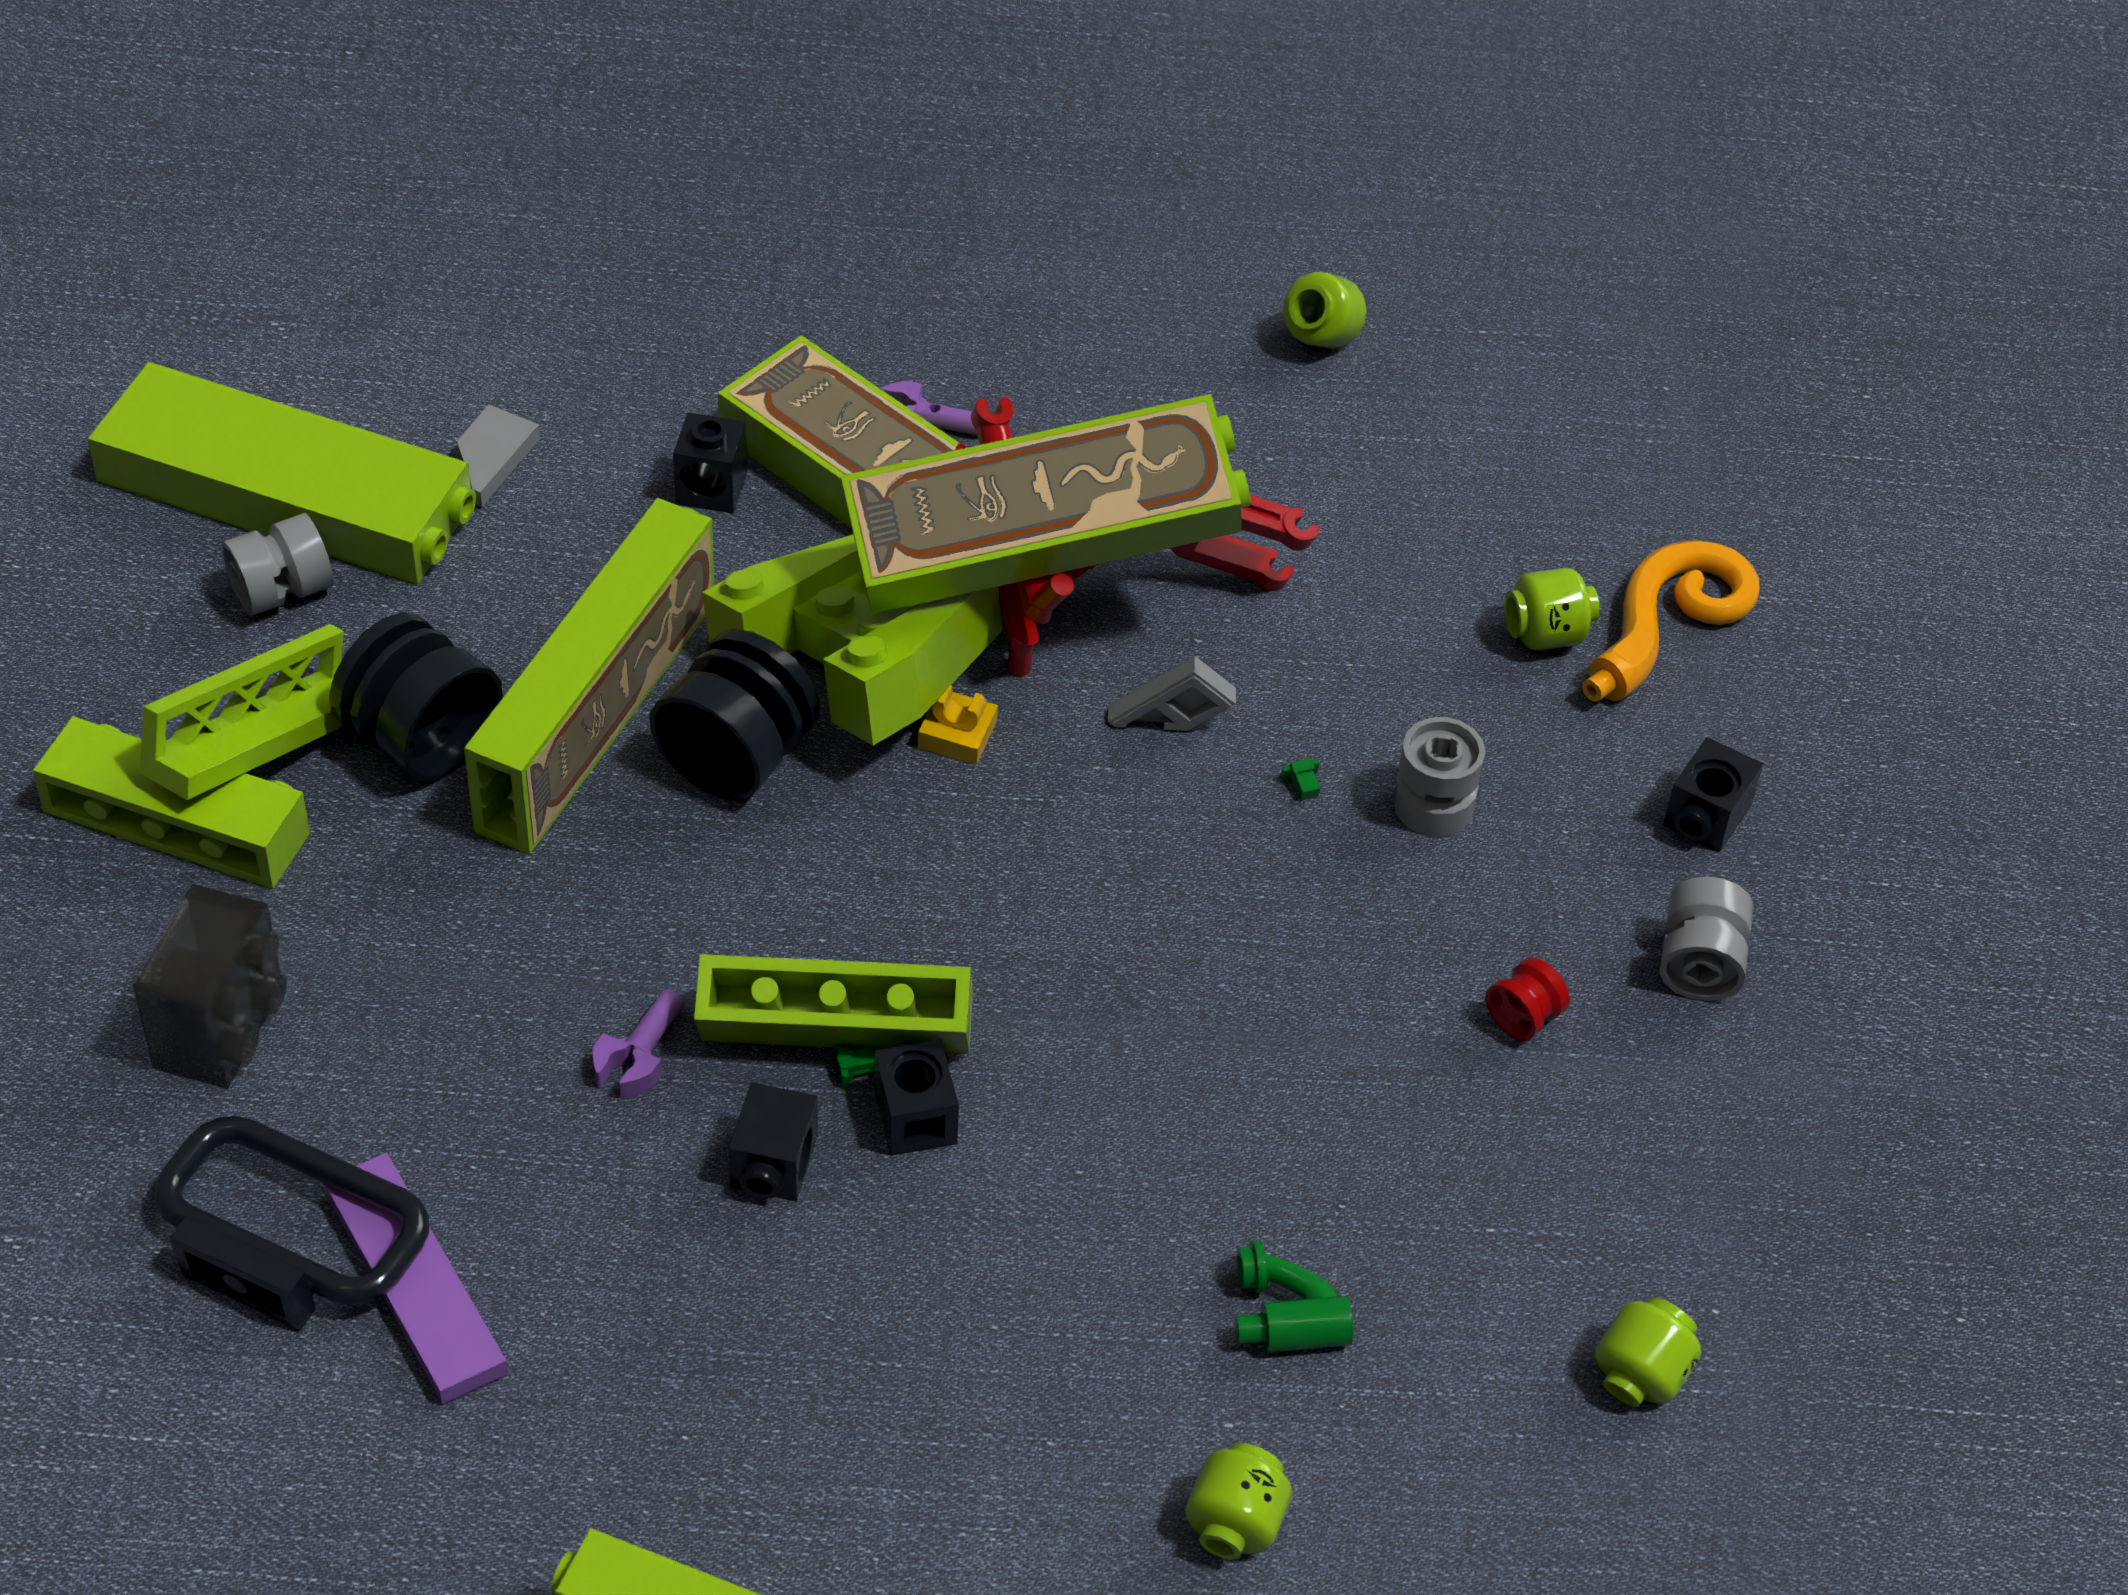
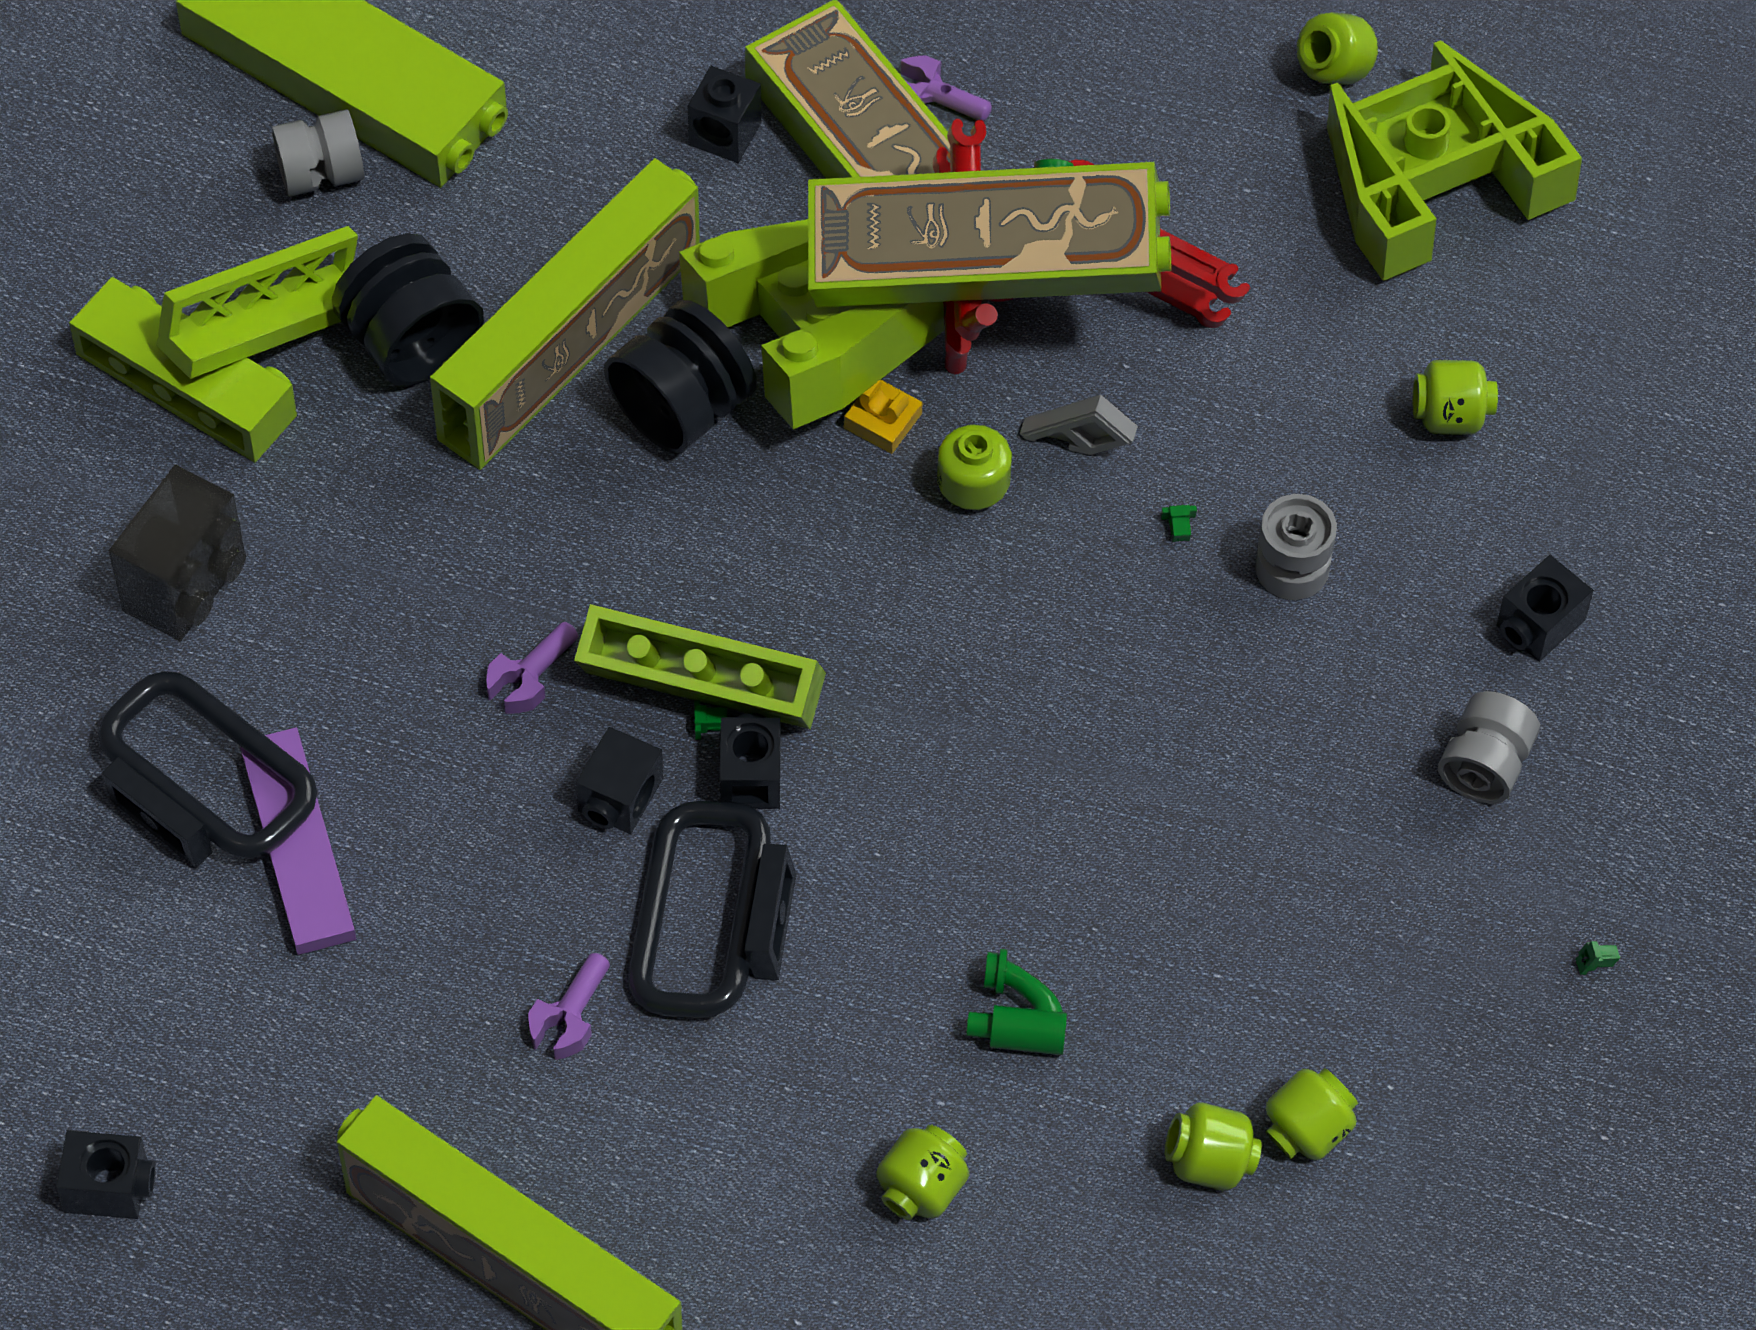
camera: 15 degrees right, 10 degrees up
(495, 448) = (536, 64): light grey tile -> none
(777, 1404) = (569, 1009): none -> medium lavender bar
(968, 1261) = (758, 920): none -> black bar
(1075, 755) = (974, 467): none -> lime head
(1451, 369) = (1432, 139): none -> lime wedge
(1527, 998) = (1311, 773): red wheel -> none
(1551, 1408) = (1212, 1146): none -> lime head
(1632, 658) = (1518, 457): light orange plant -> none
(1887, 1131) = (1596, 956): none -> green piece

